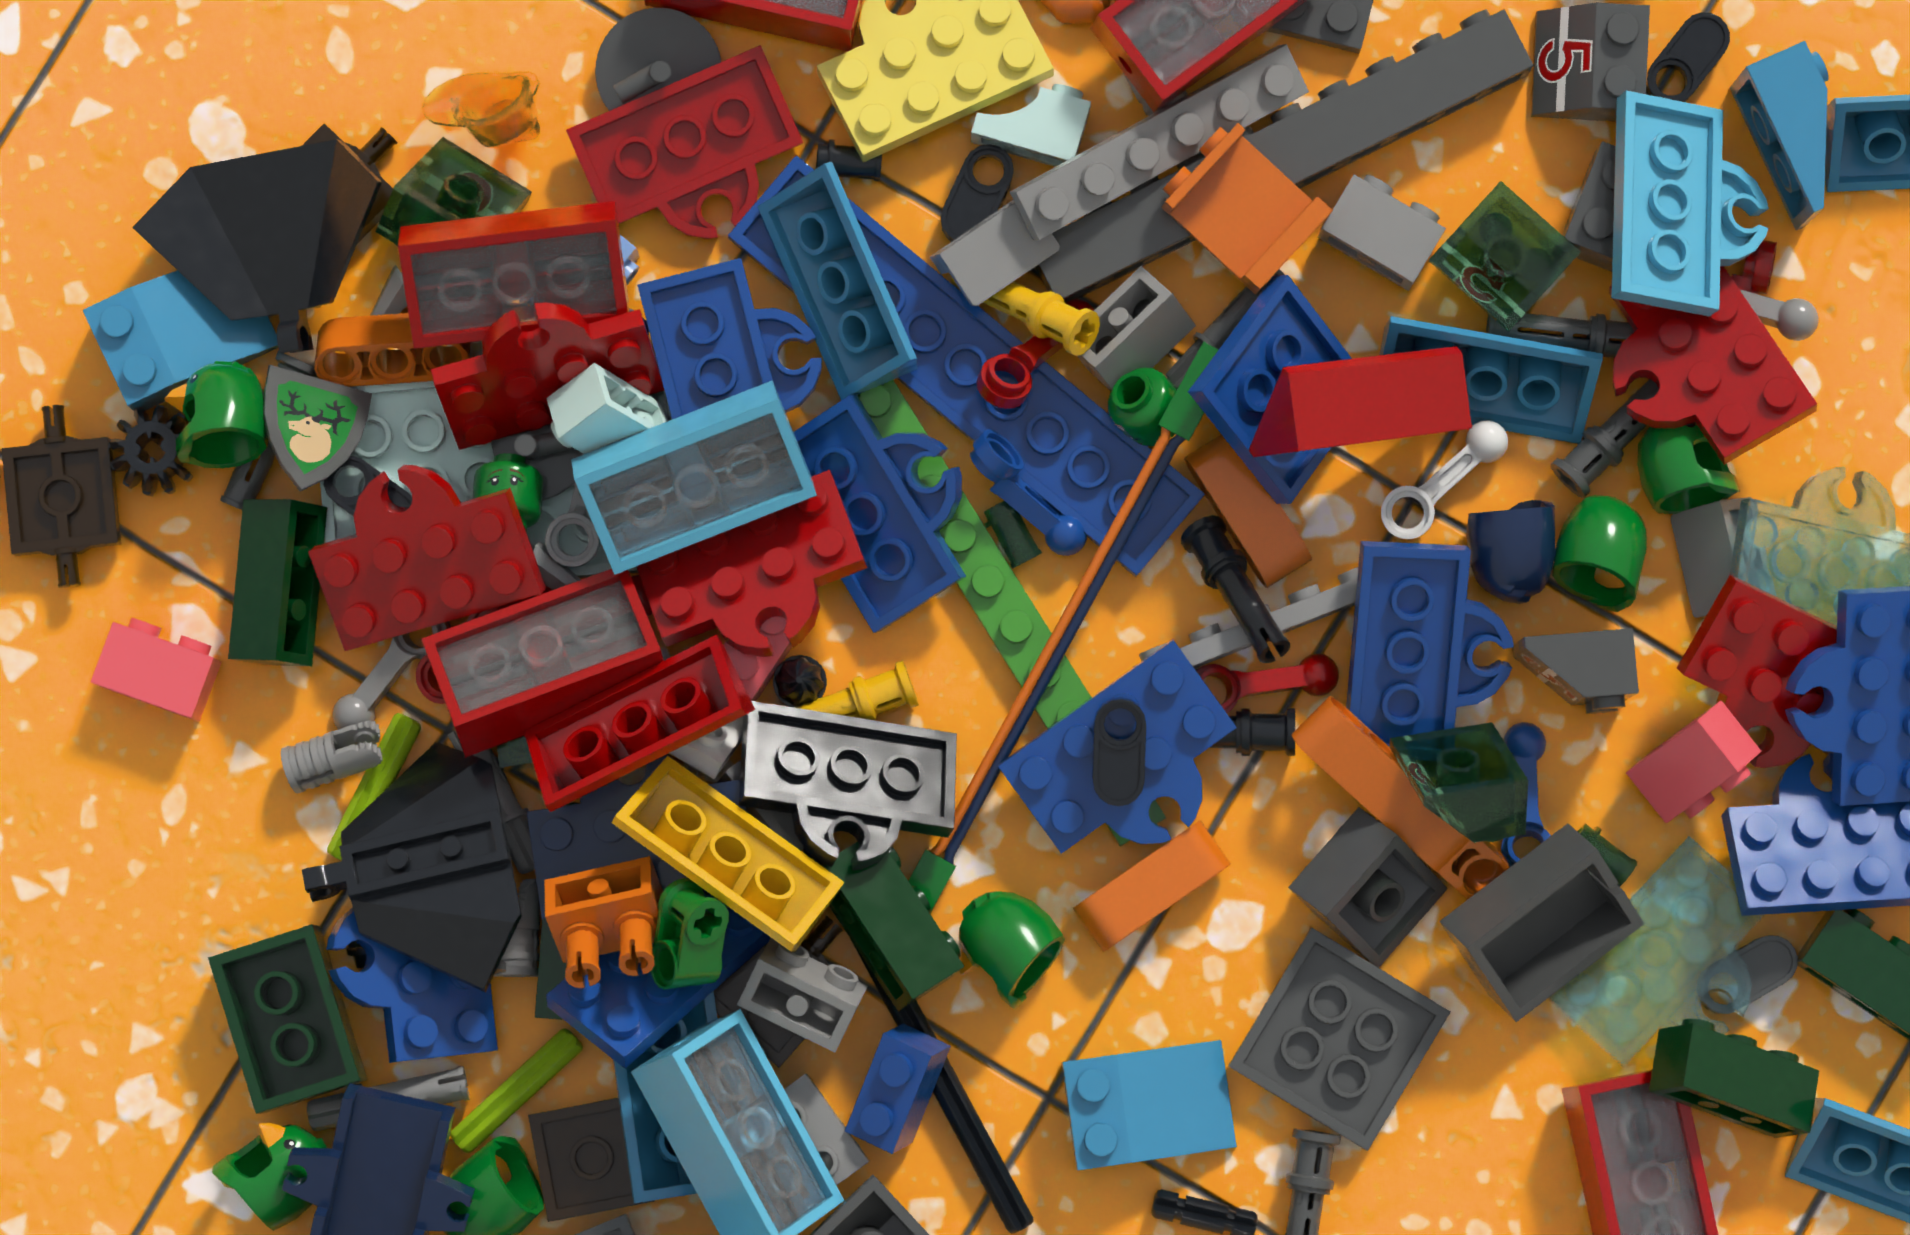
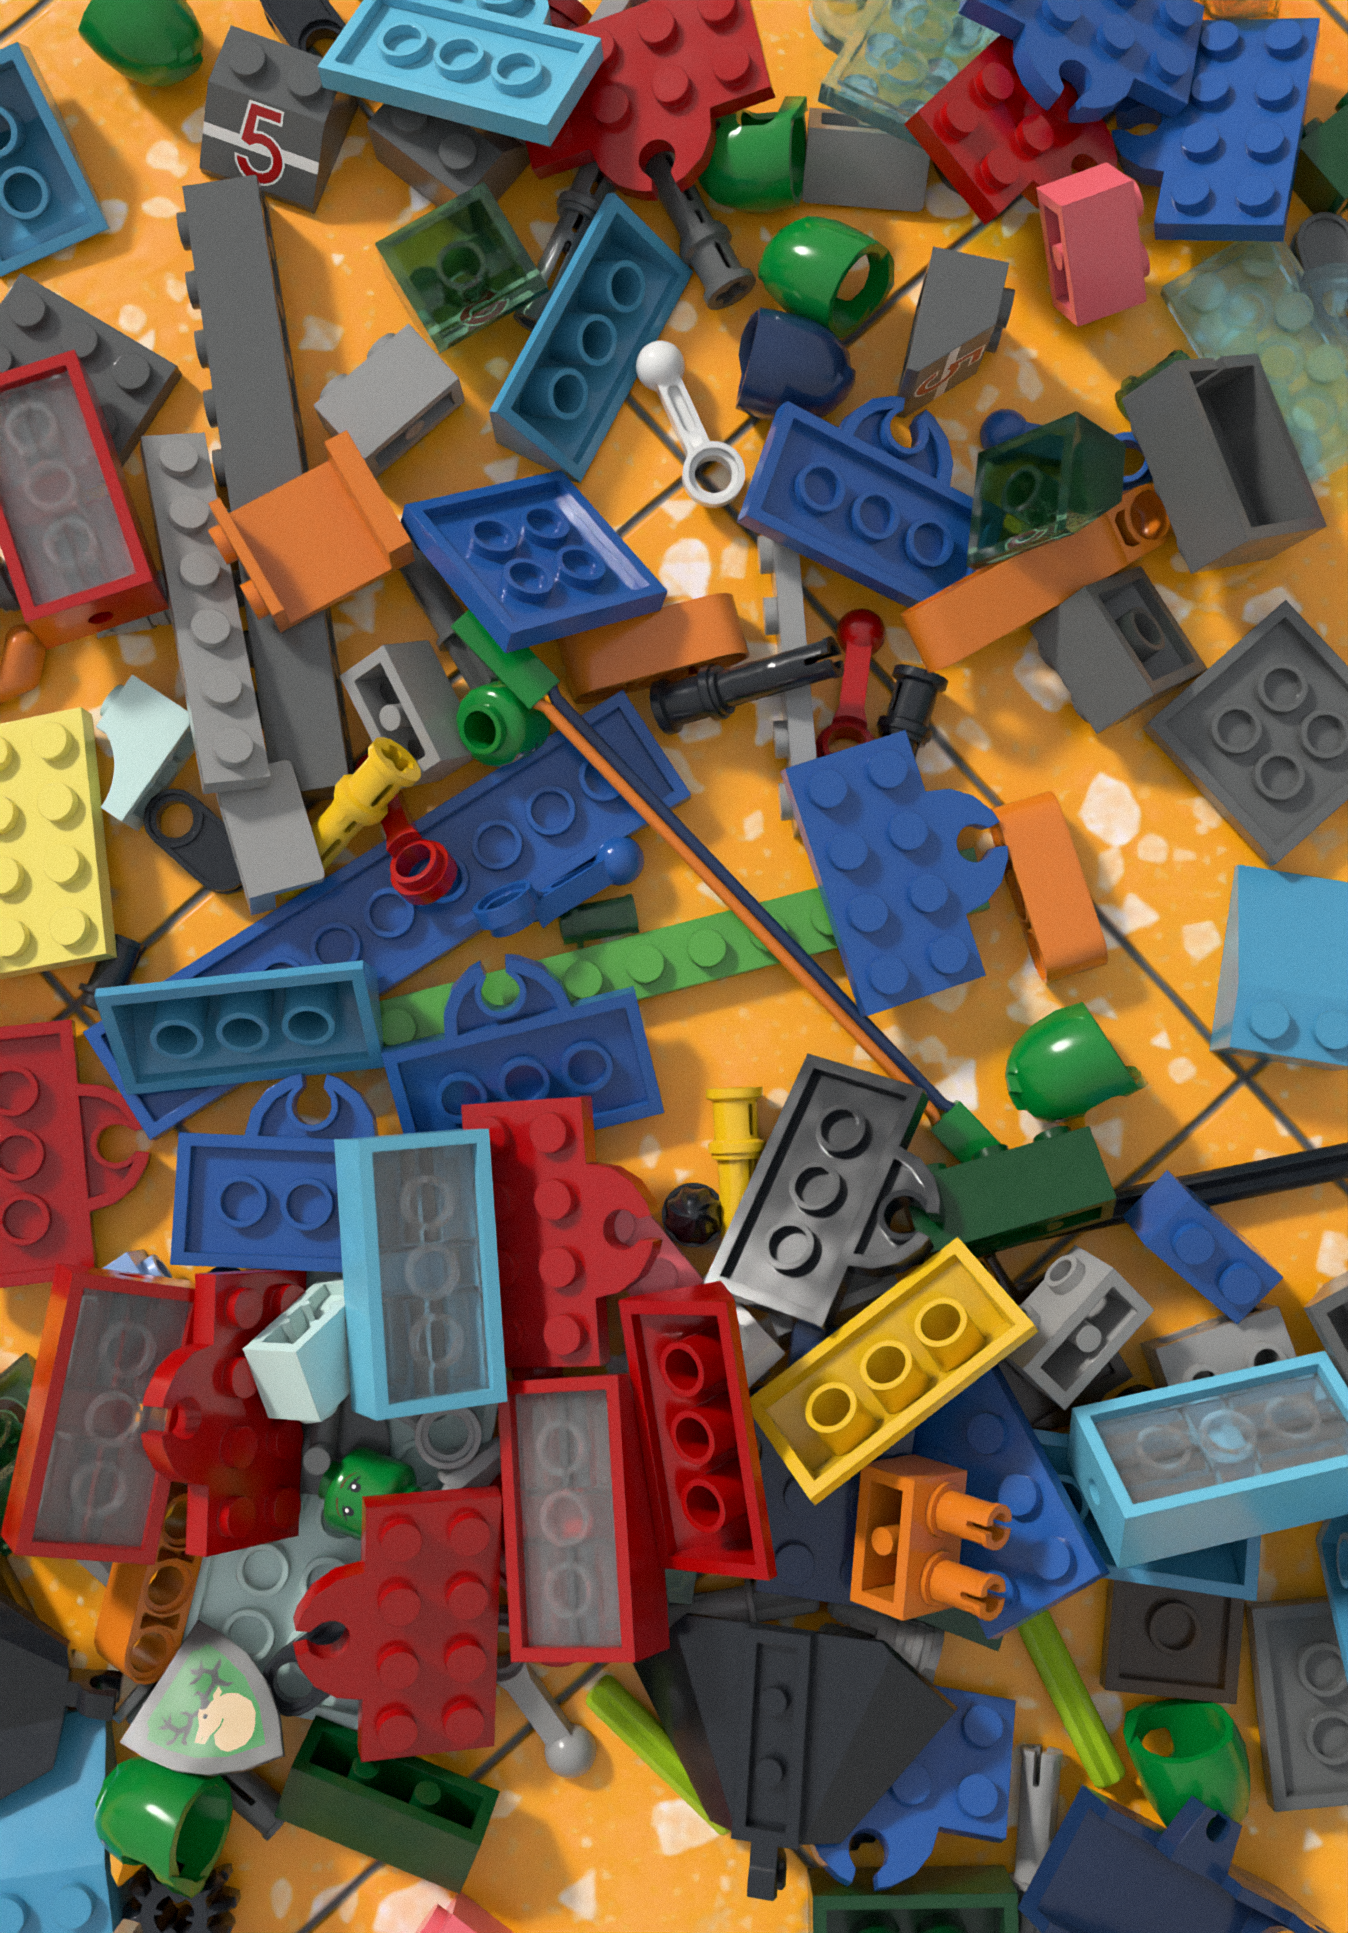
camera: 75 degrees left, 0 degrees up
(332, 756) = (613, 1799): light grey hinge -> none
(688, 943) = (978, 1450): green piece -> none
(1119, 762) = (910, 871): black piece -> none
(1364, 401) = (580, 465): red slope -> none

